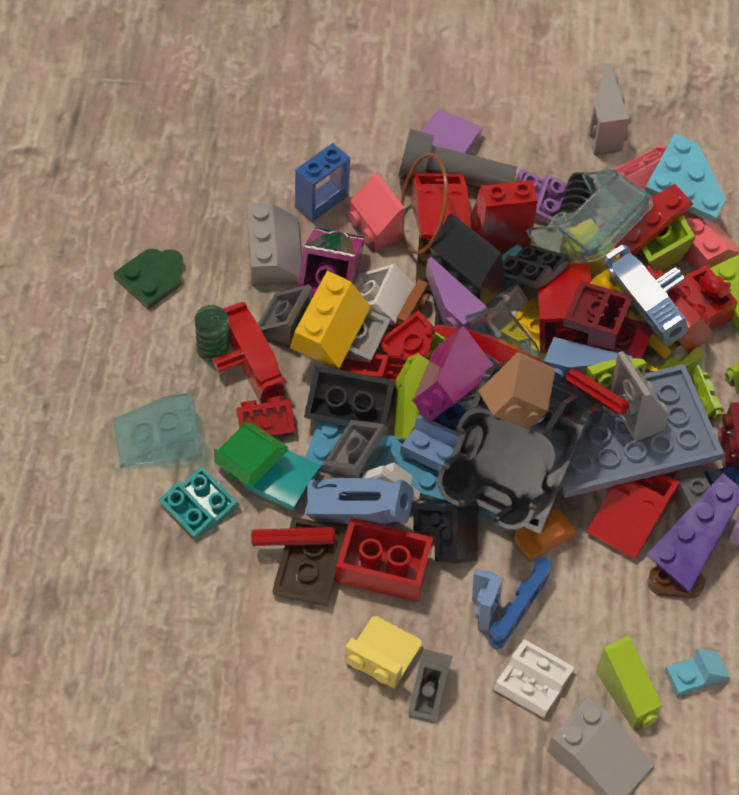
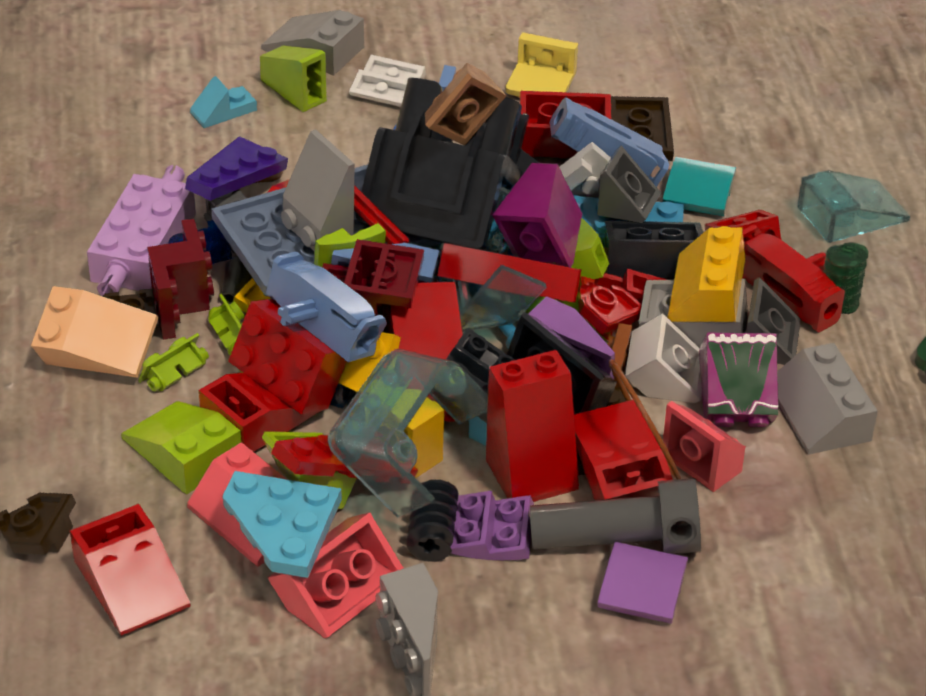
camera: 170 degrees right, 15 degrees down
(199, 502) = (777, 161): teal slope -> none
(249, 454) = (740, 179): green slope -> none
(292, 536) = (671, 125): red axle -> none
(322, 182) = (792, 453): blue window -> none
(430, 685) = (488, 56): dark grey slope -> none
(714, 286) = (224, 387): red plate -> none

